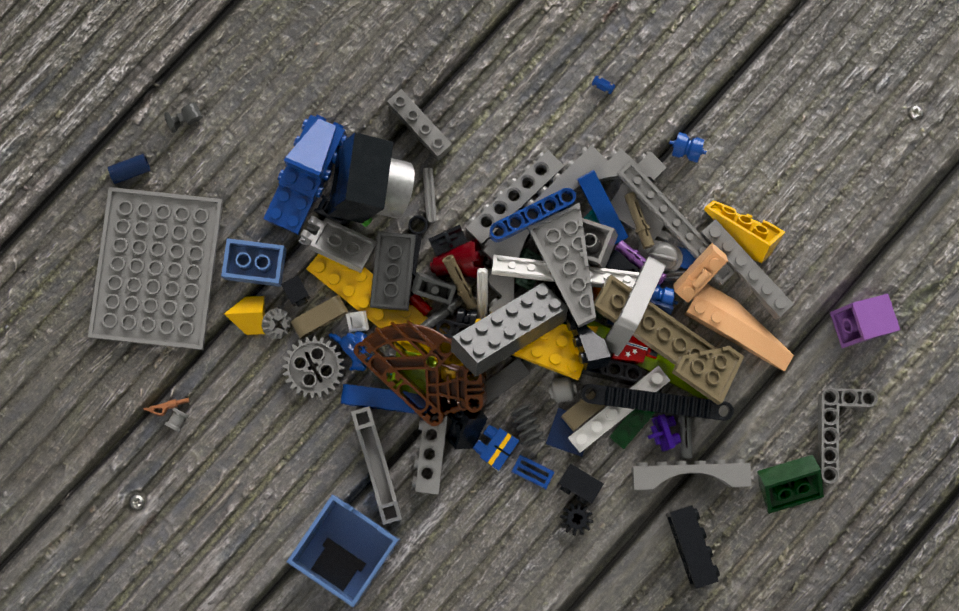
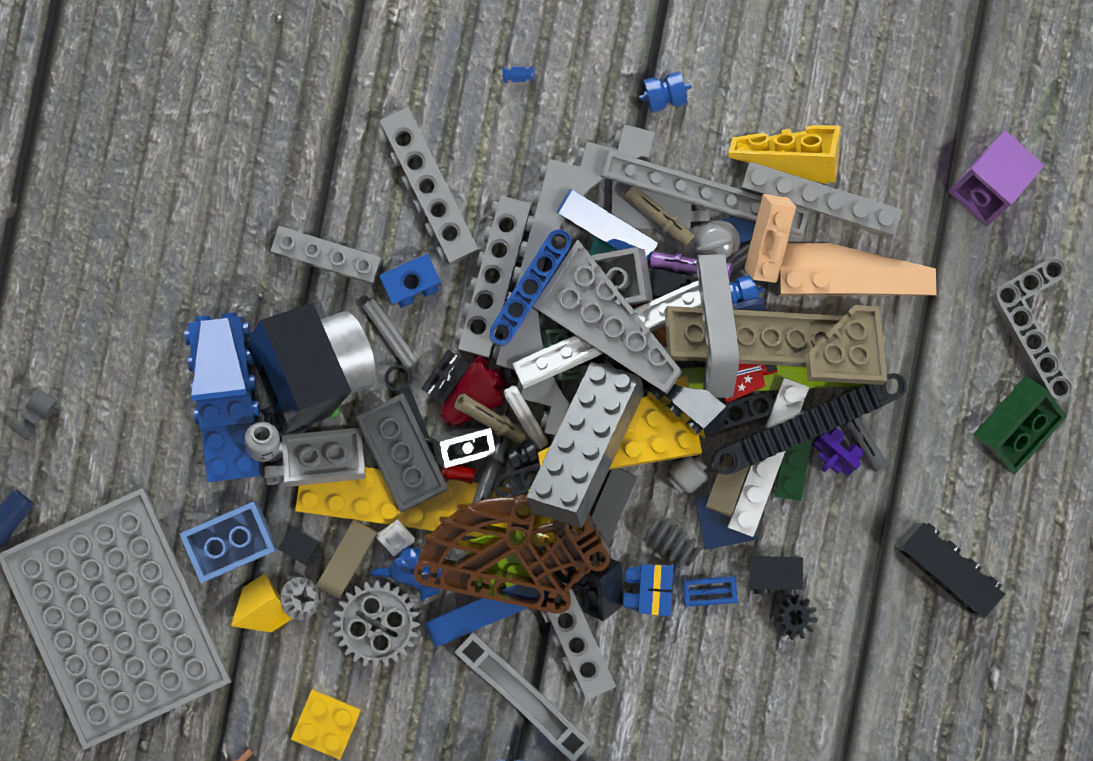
camera: 35 degrees left, 5 degrees up
(245, 411) = (326, 724): none -> yellow plate
(311, 212) = (262, 441): none -> light grey head
(453, 163) = (395, 281): none -> blue brick
(512, 72) = (404, 123): none -> light grey brick
(732, 475) = (852, 516): light grey arch -> none

